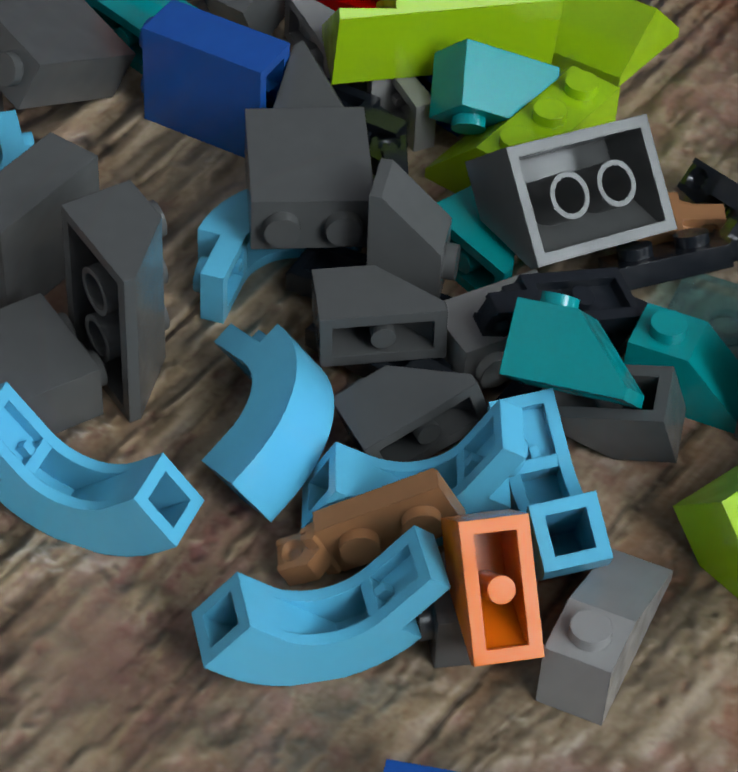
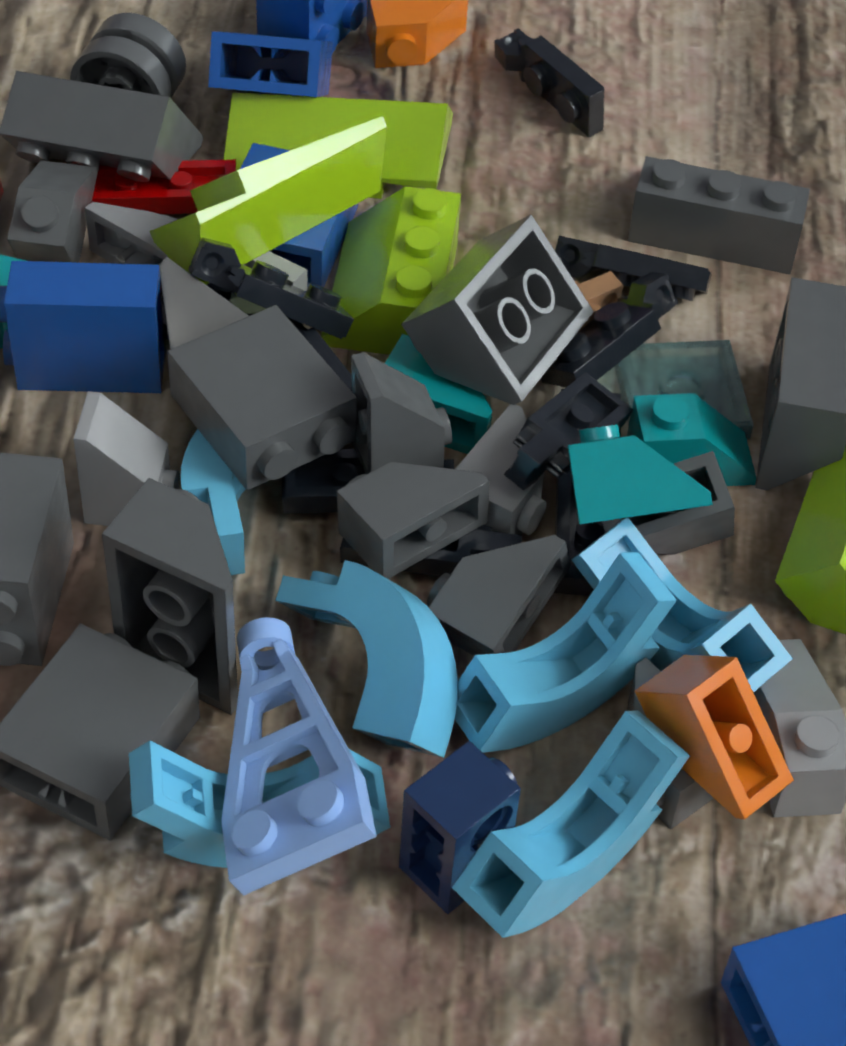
camera: 30 degrees left, 5 degrees up
(109, 495) = (310, 821): none -> light blue plate
(168, 174) = (115, 458): none -> light grey slope
(221, 538) = (451, 816): none -> dark blue brick
(365, 526) = (551, 722): medium nougat hinge -> none
(382, 100) = (267, 287): none -> black hinge
(484, 85) = (346, 238): teal slope -> none

